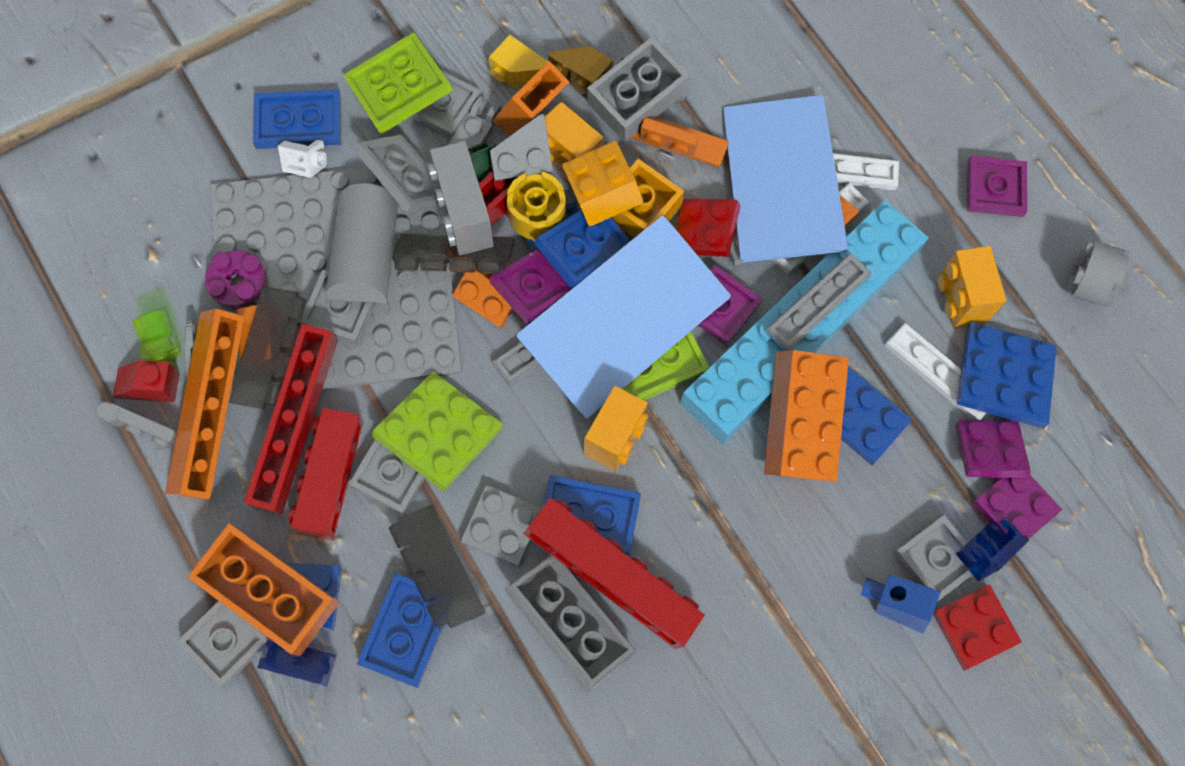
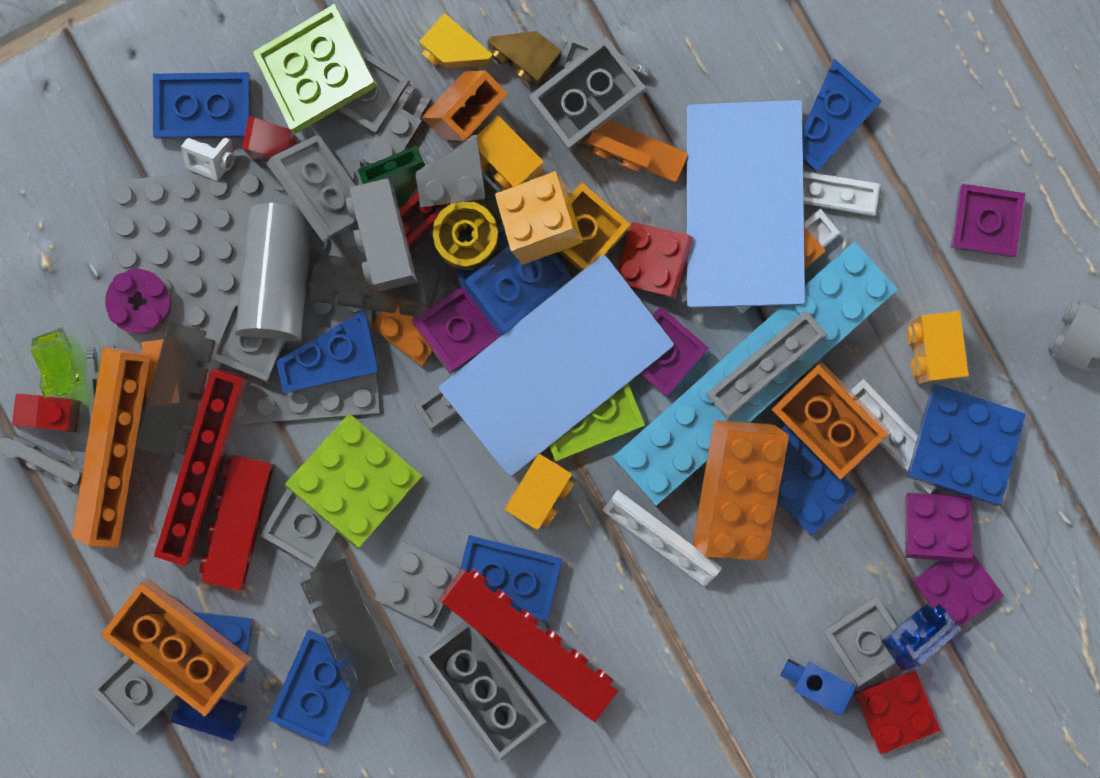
camera: 10 degrees right, 15 degrees up
(347, 134) = (266, 139): none -> red slope
(416, 320) = (332, 357): none -> blue wing
(734, 470) = (661, 538): none -> white tile
(854, 107) = (835, 115): none -> blue wing
(882, 352) = (831, 420): none -> orange brick

